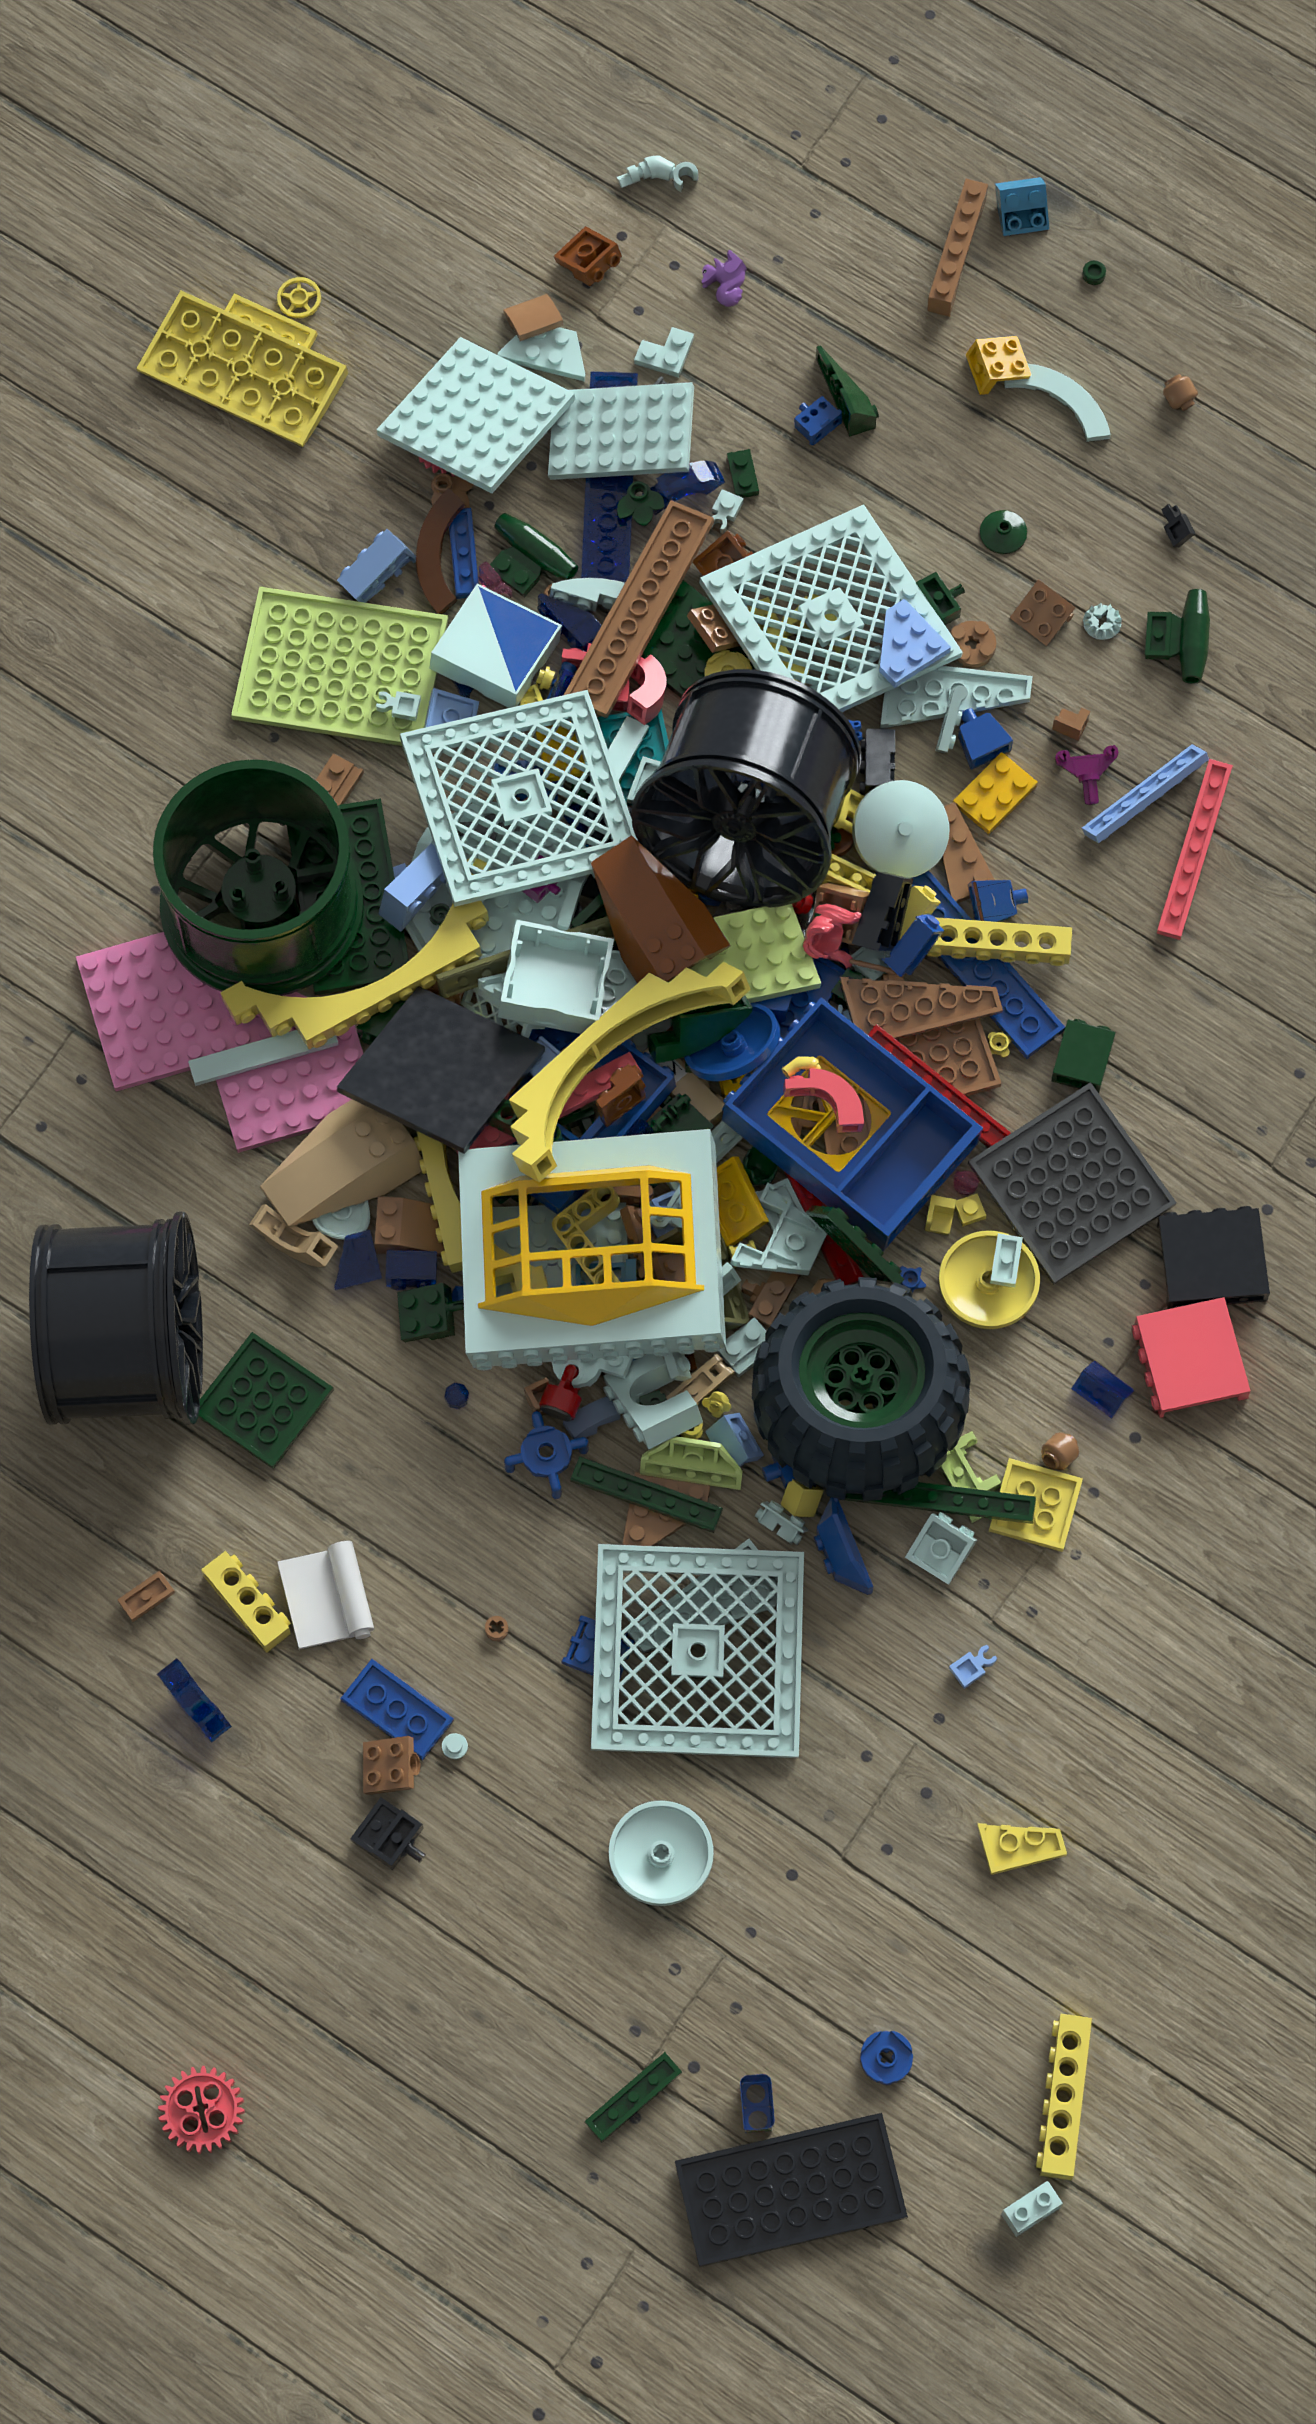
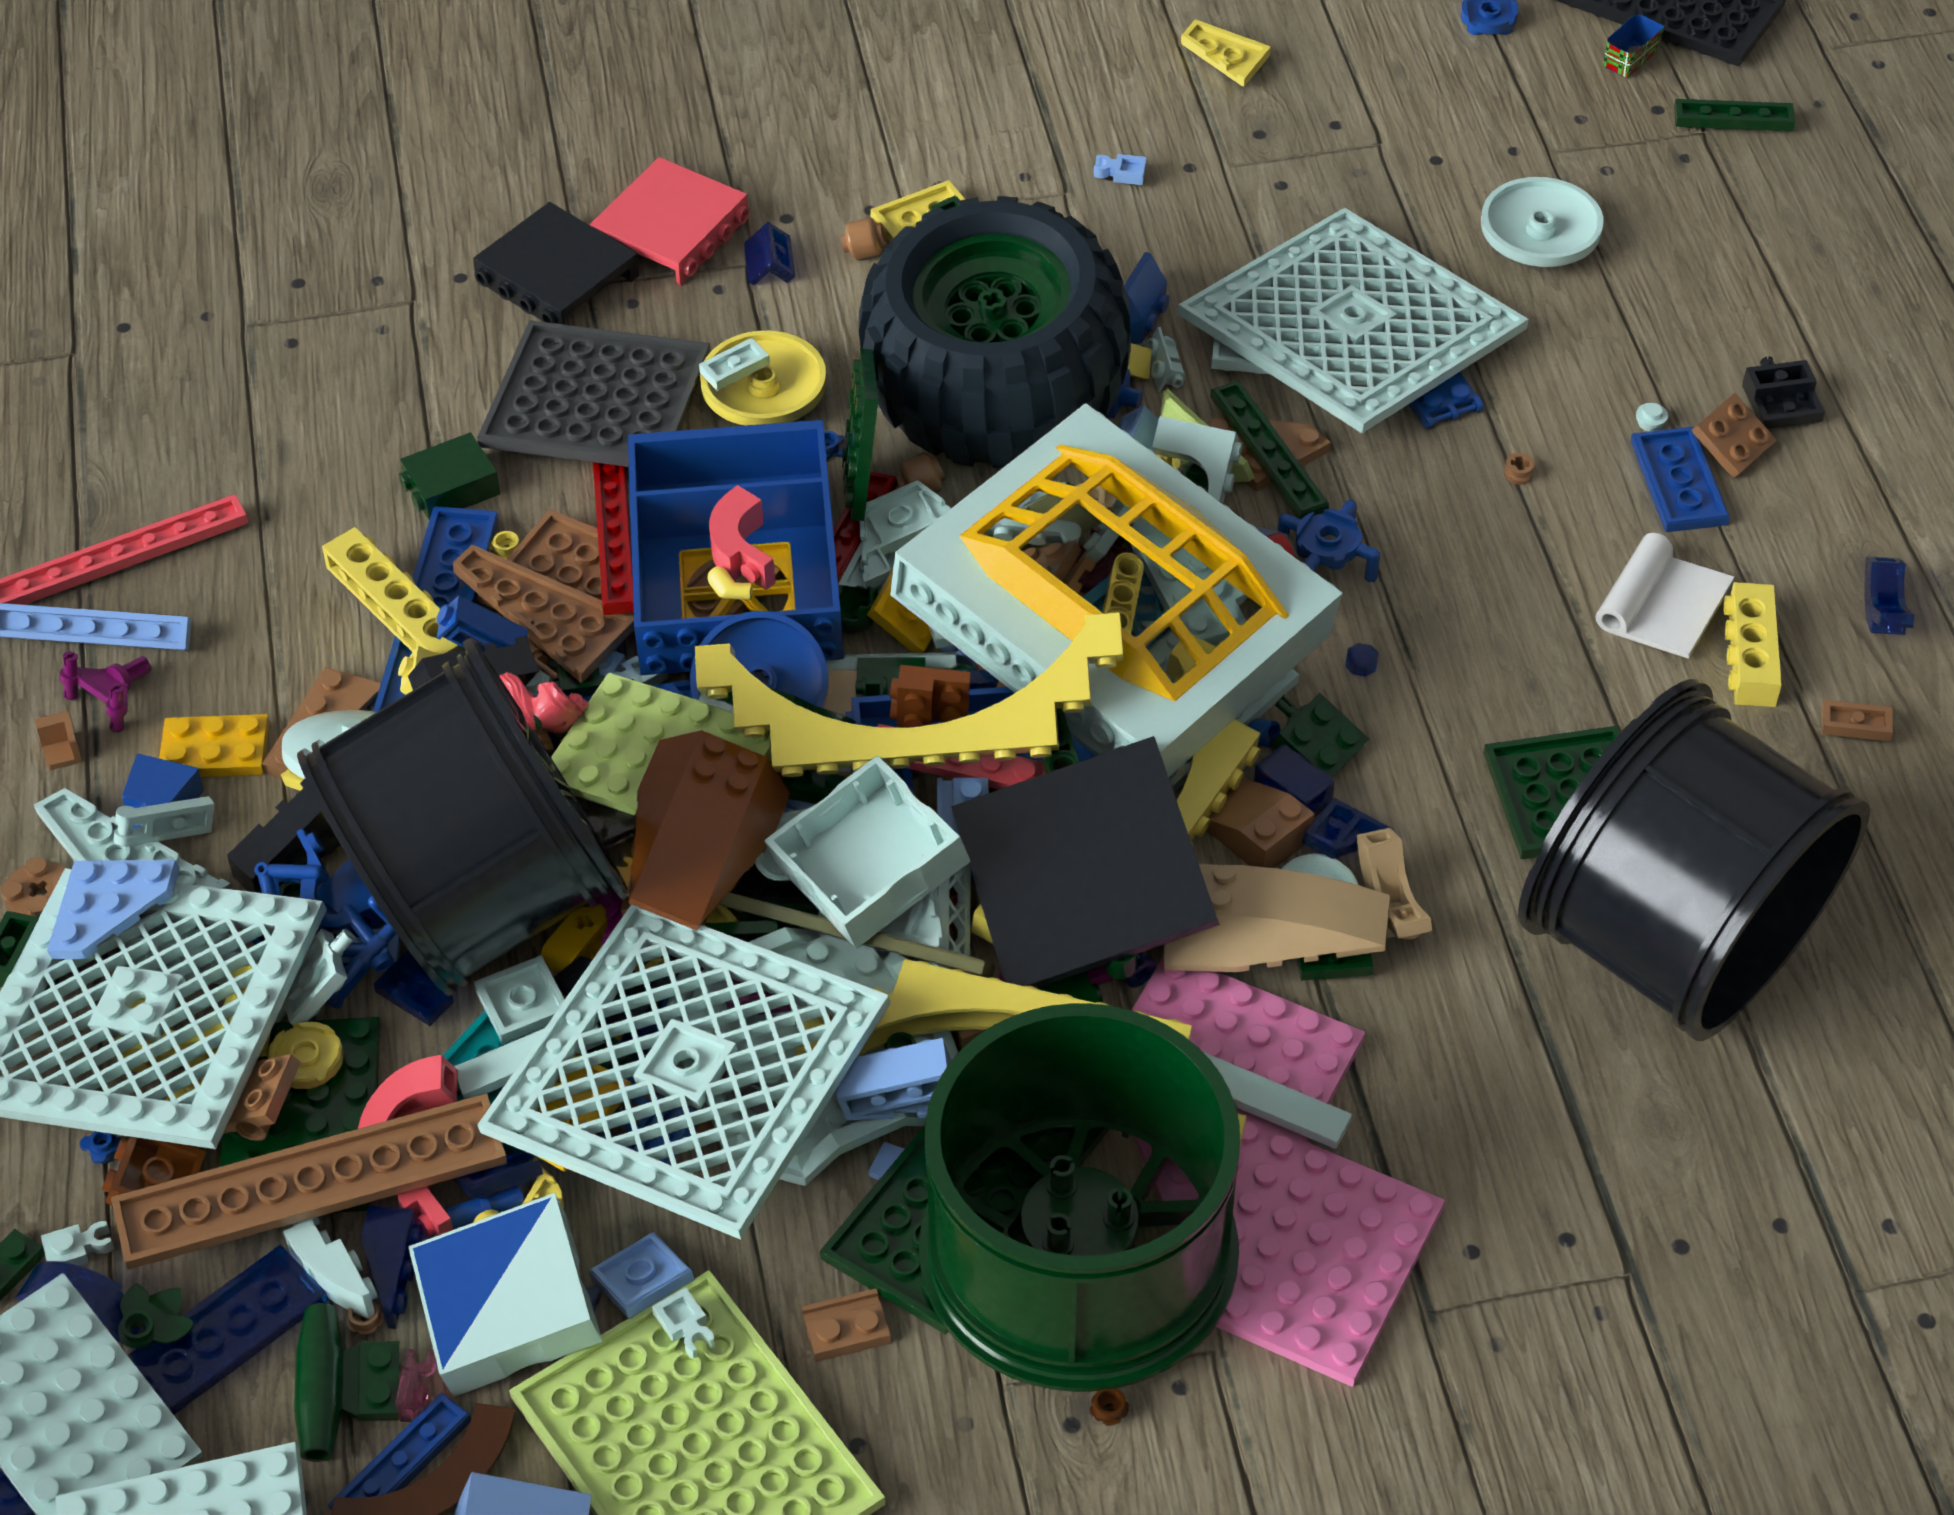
camera: 135 degrees left, 20 degrees down
(995, 899) = (352, 645): blue torso -> none

